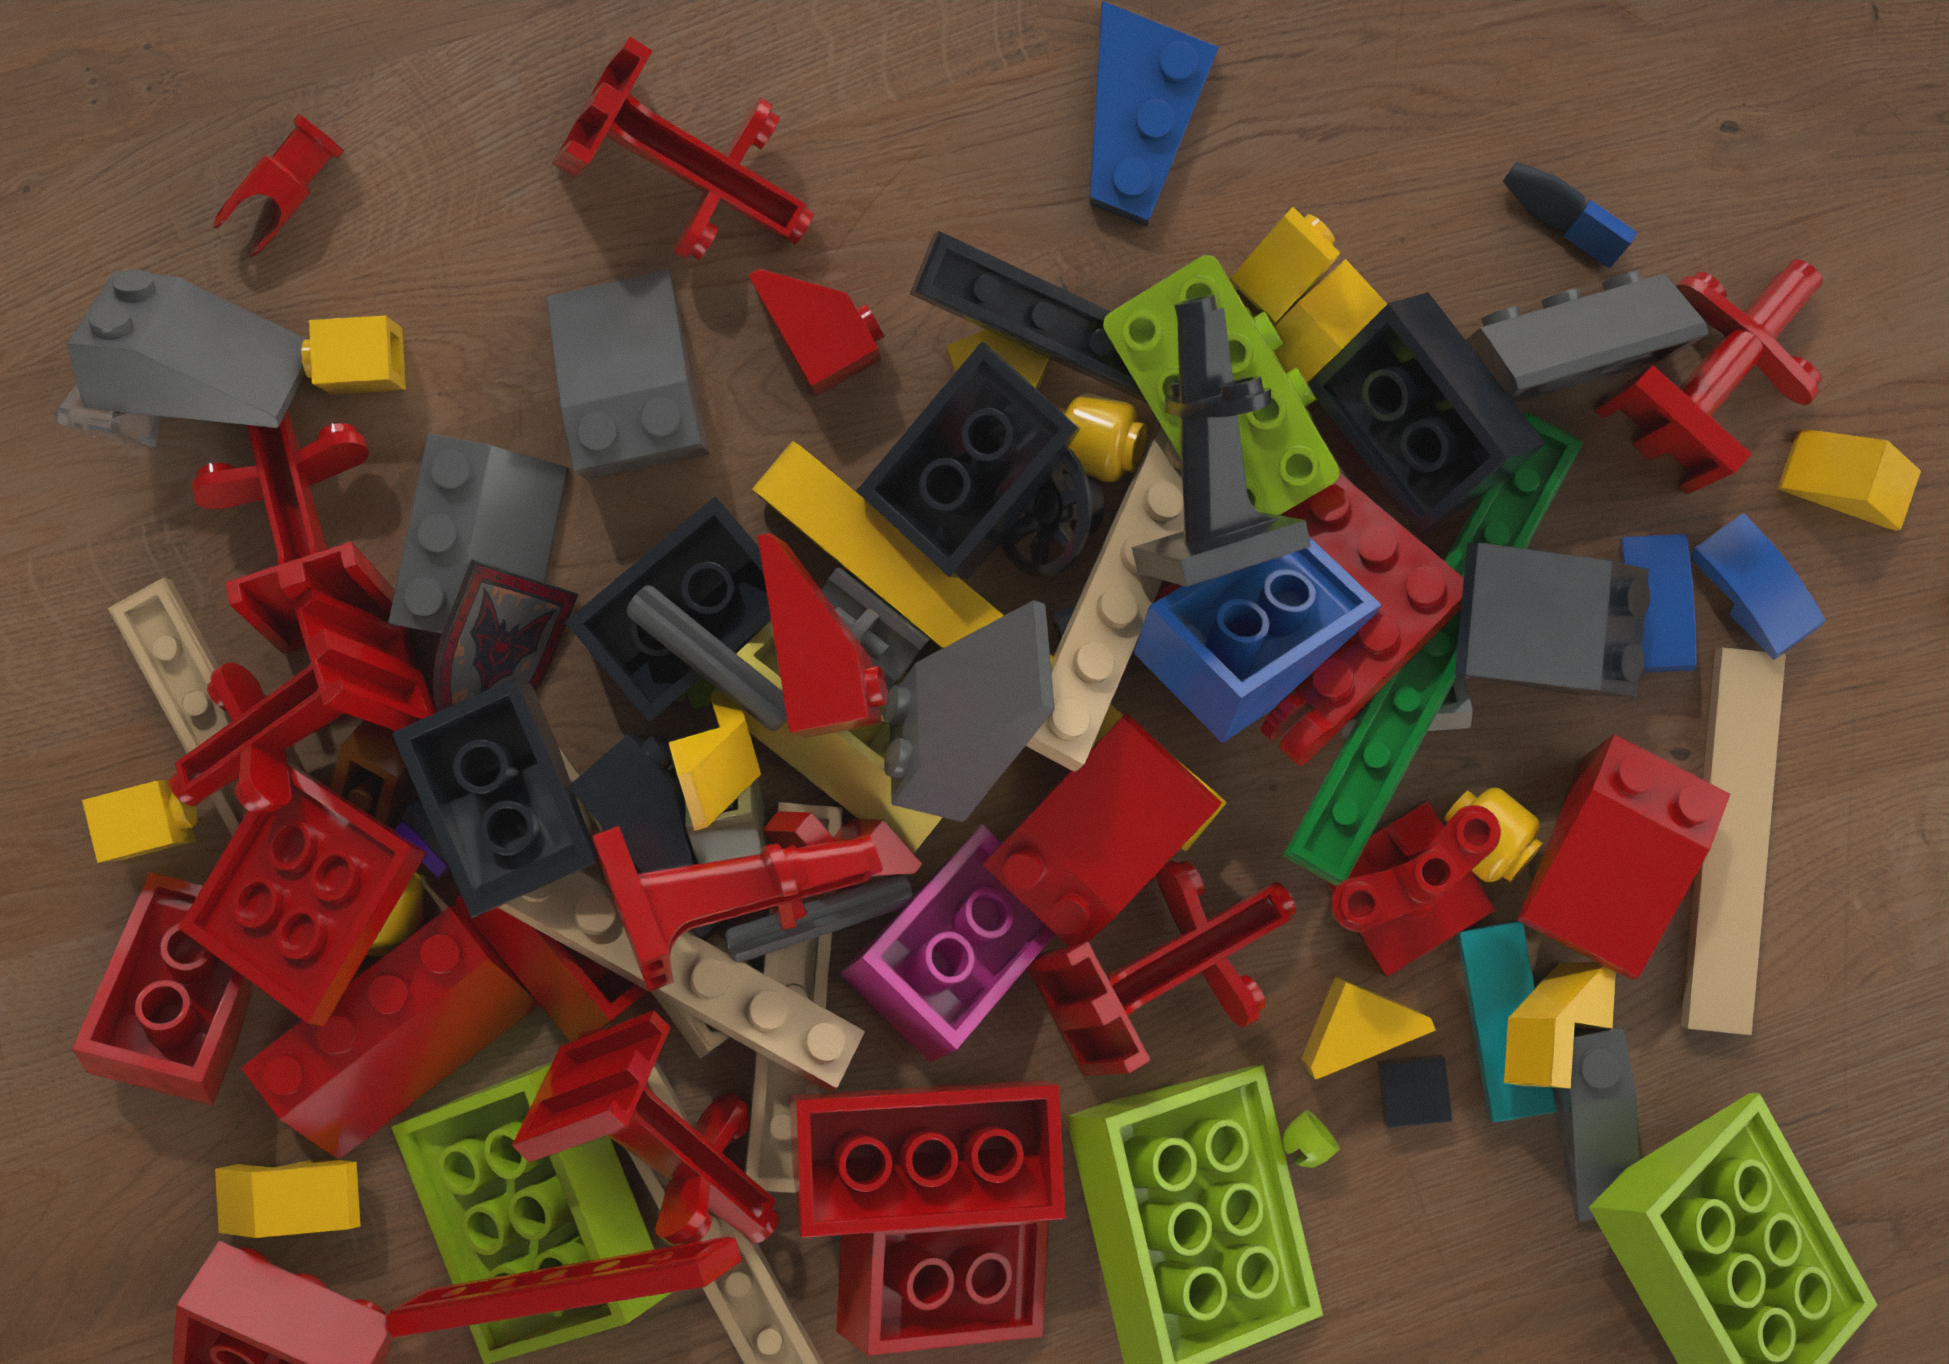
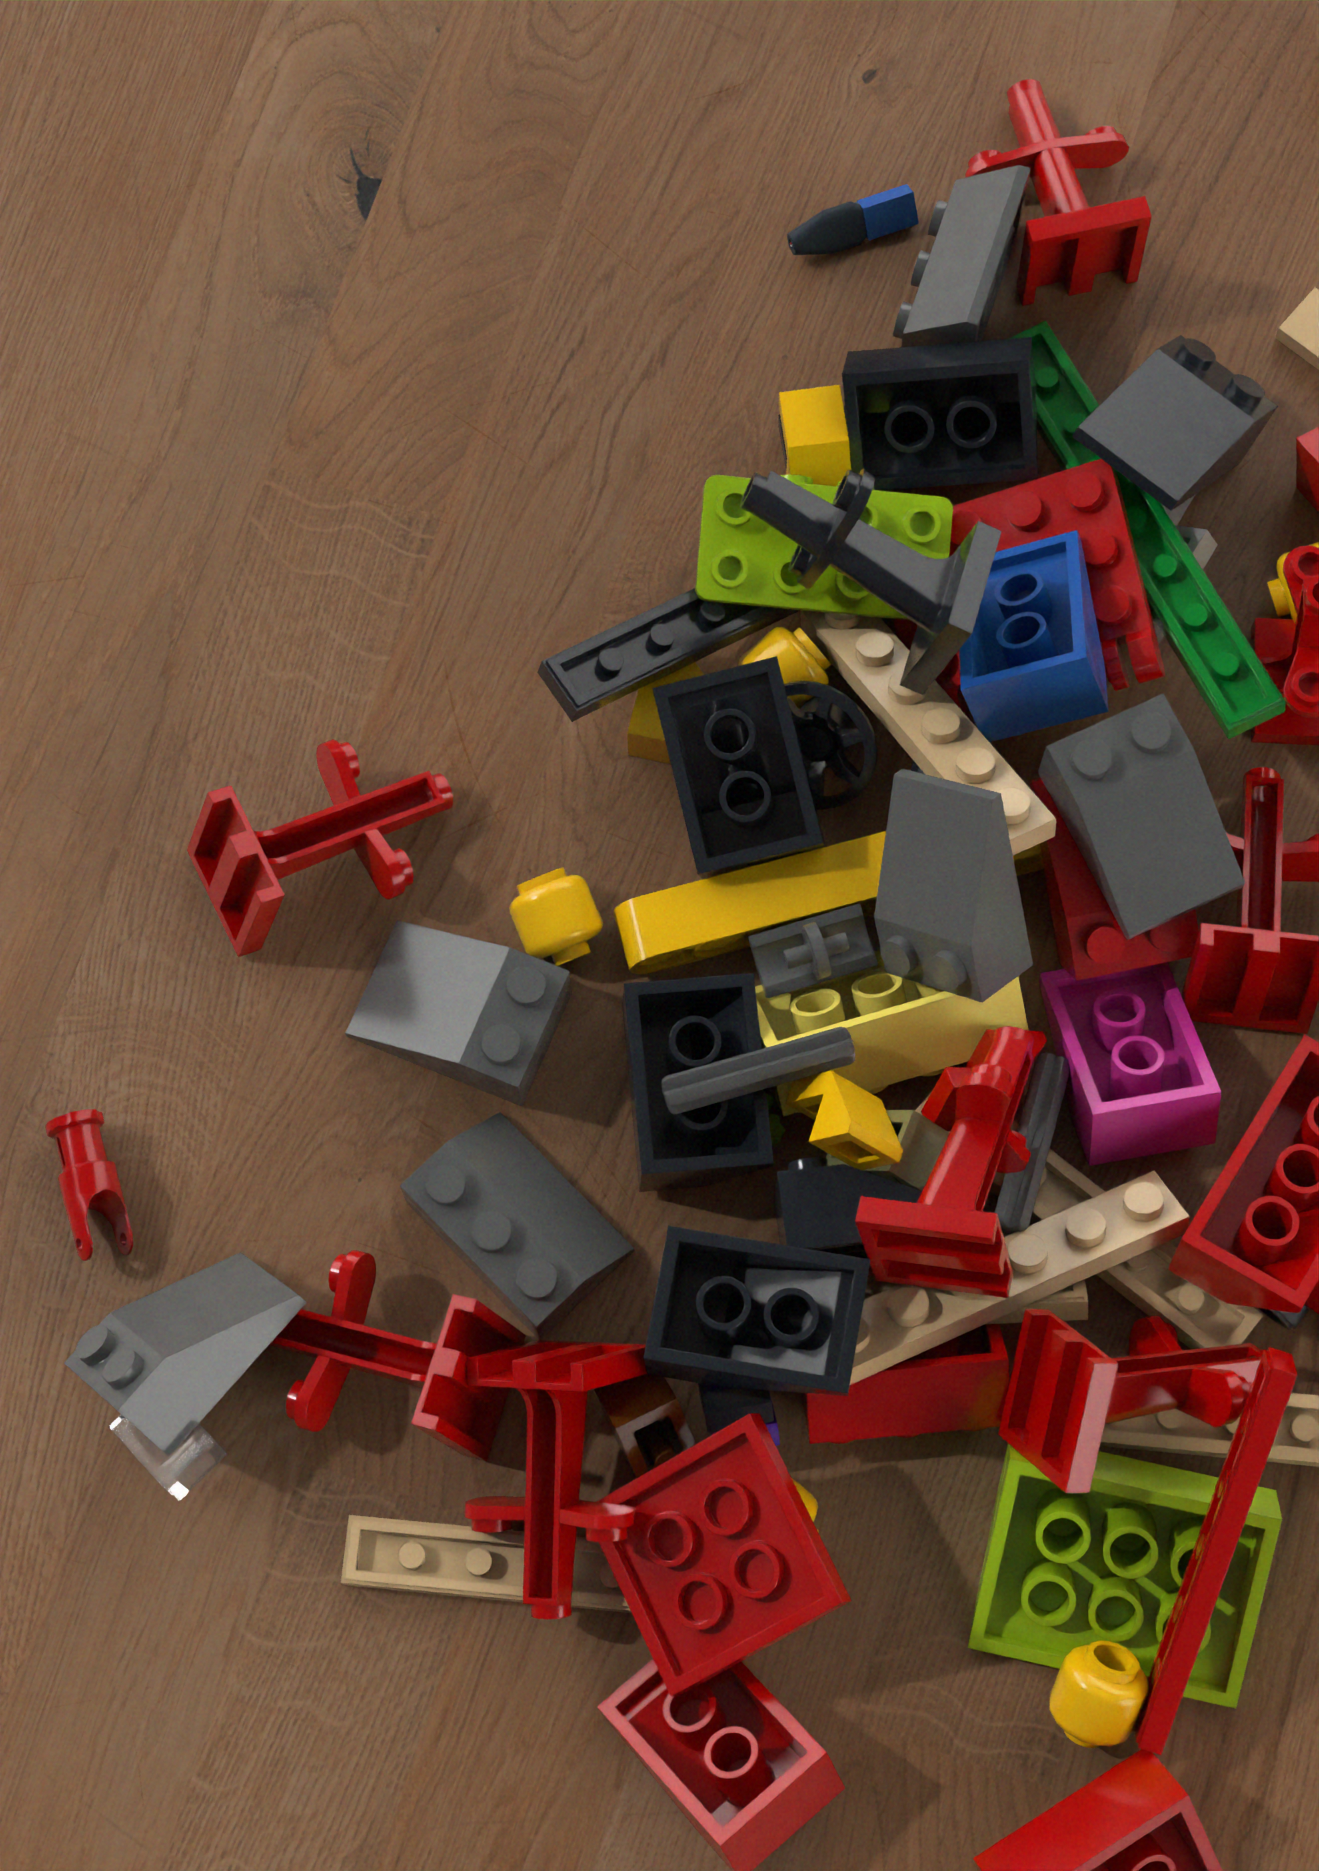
camera: 55 degrees left, 15 degrees down
(138, 821) = (549, 1674): yellow brick -> none
(287, 1198) = (972, 1777): yellow slope -> none
(355, 355) = (281, 1217): yellow brick -> none
(391, 1035) = (893, 1546): red slope -> none
(410, 1257) = (1099, 1694): none -> yellow head
(498, 632) = (608, 1252): shield -> none
(754, 397) = (556, 916): none -> yellow head
(820, 328) = (533, 829): red slope -> none
(820, 661) = (820, 972): red slope -> none
(1142, 108) = (542, 475): blue wing -> none
(1146, 834) = (1142, 815): none -> dark grey slope
(1285, 265) = (751, 431): yellow slope -> none
(1670, 619) = (1233, 346): blue slope -> none
(1761, 583) = (1262, 268): blue slope -> none
(1851, 476) = (1204, 157): yellow slope -> none

